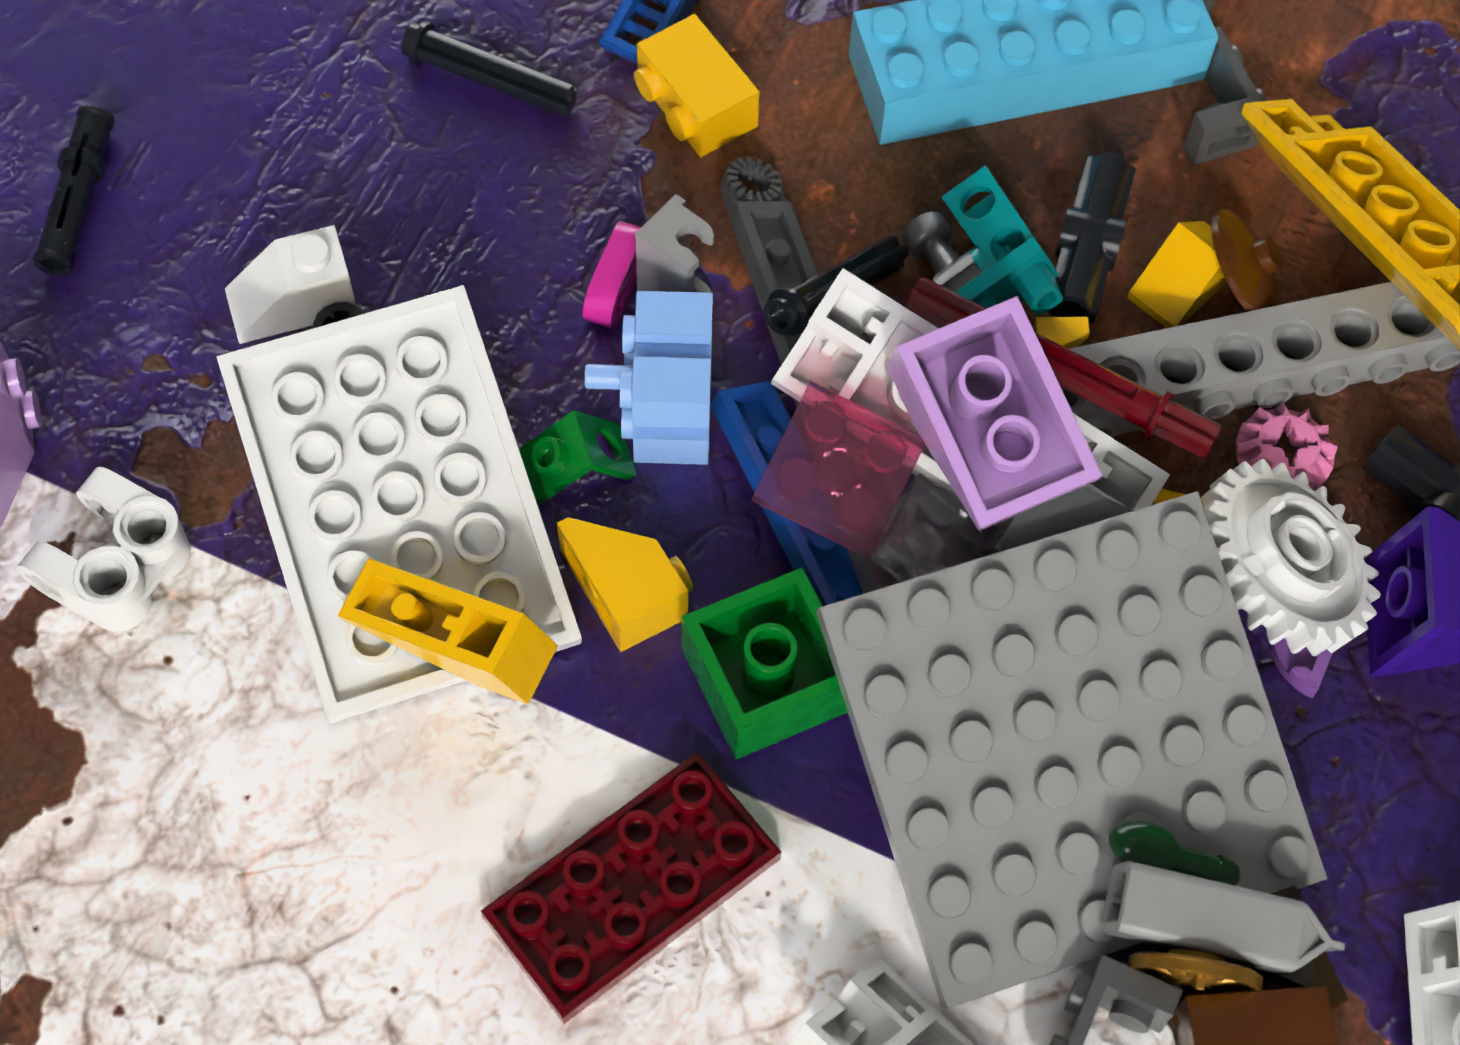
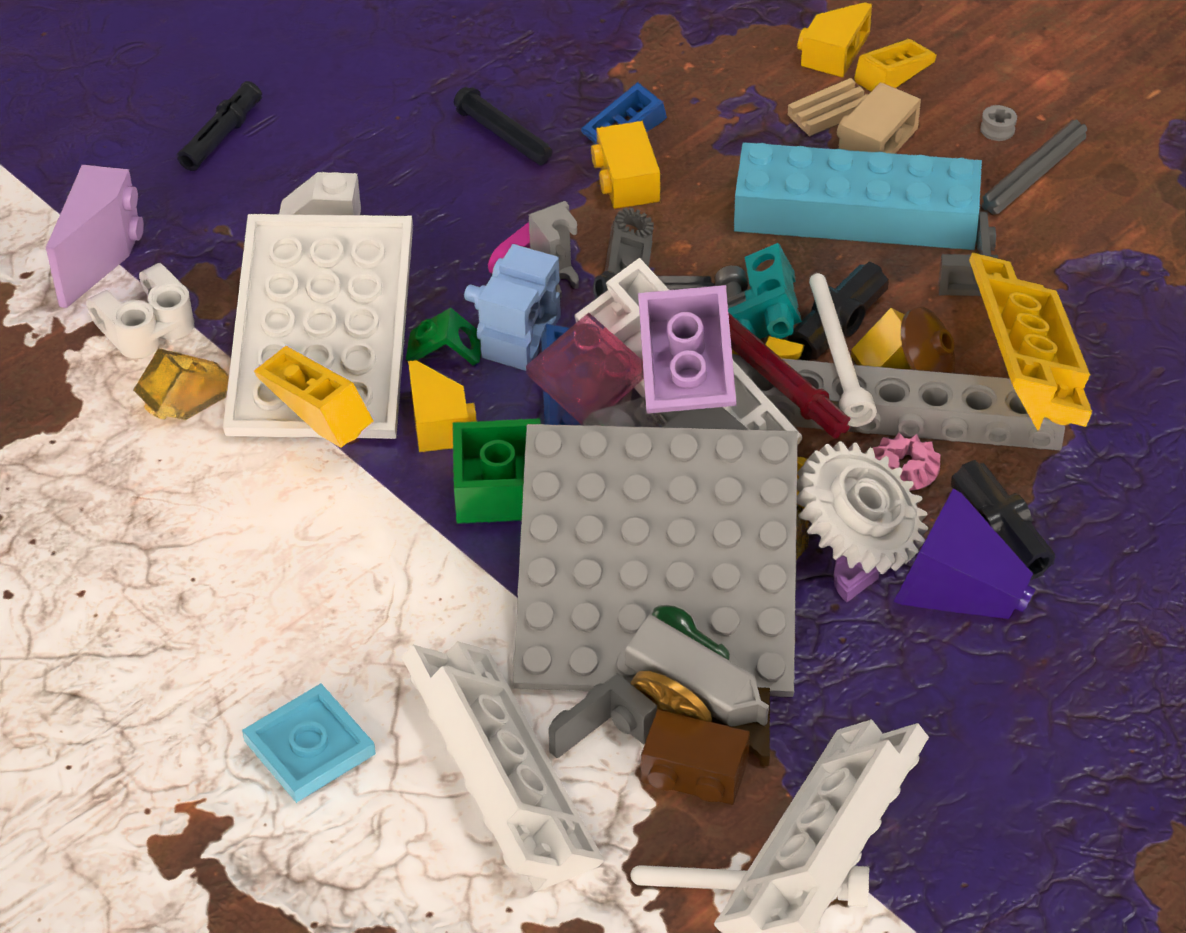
camera: 25 degrees right, 15 degrees down
(231, 665) = (180, 385): none -> clear yellow slope
(630, 886) = (359, 567): dark red tile -> none
(1209, 393) = (855, 400): none -> white piece

